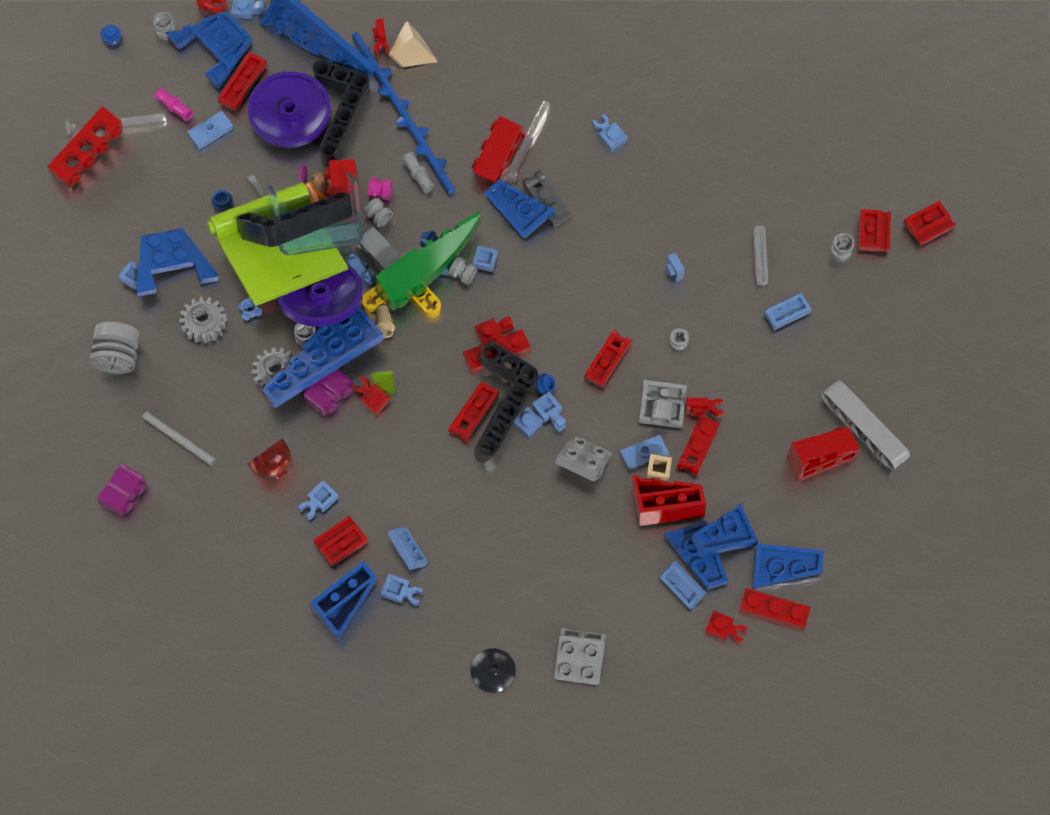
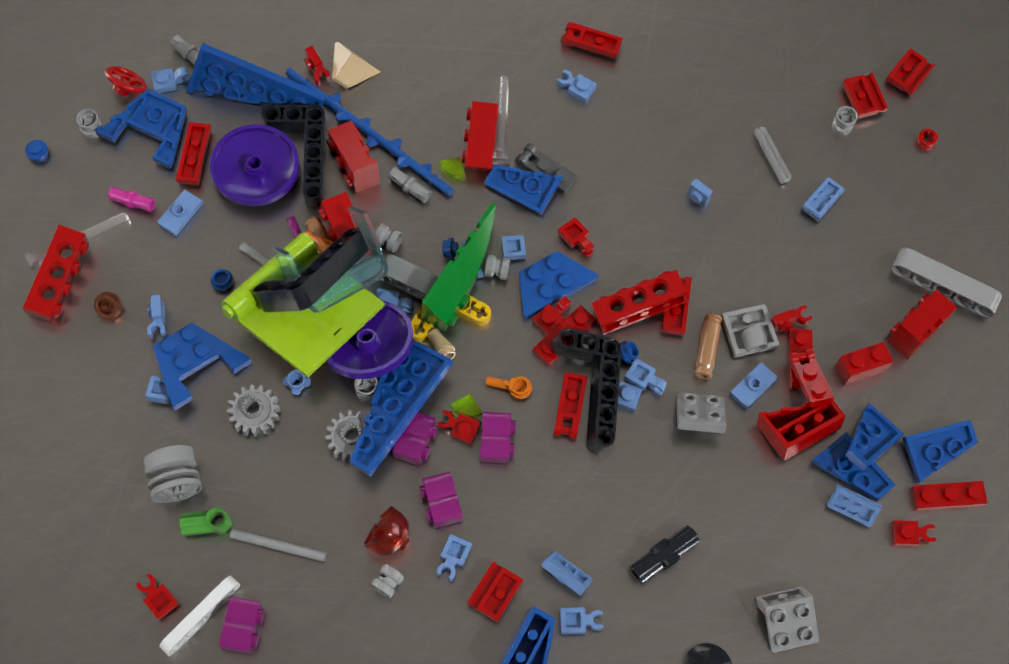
camera: 25 degrees left, 0 degrees up
(65, 445) = (159, 599): none -> red plate
(92, 470) = (199, 616): none -> white beam
(118, 189) = (108, 305): none -> copper hat
(126, 396) = (203, 522): none -> bright green piece
(156, 208) = (156, 311): none -> medium blue plate
(254, 499) = (387, 581): none -> light grey wheel
(328, 450) = (442, 500): none -> magenta brick
(377, 130) = (353, 156): none -> red wedge
(382, 189) = (381, 213): dark pink wheel -> none
(397, 415) = (496, 437): none -> magenta brick
(436, 380) = (519, 387): none -> orange plate
(463, 170) = (453, 167): none -> clear neon green tile
(498, 564) = (664, 554): none -> black piece
(506, 298) = (550, 281): none -> blue wing
(545, 266) = (576, 234): none -> red plate
(581, 350) = (632, 312): none -> red brick
(619, 404) = (708, 346): none -> medium nougat axle
(641, 95) = (591, 40): none -> red plate
(659, 467) = (779, 396): tan brick -> none
(679, 345) = (740, 261): light grey bush -> none
(693, 462) = (811, 377): none -> red plate
(751, 468) = (863, 363): none -> red brick
(919, 285) = (927, 133): none -> red bush

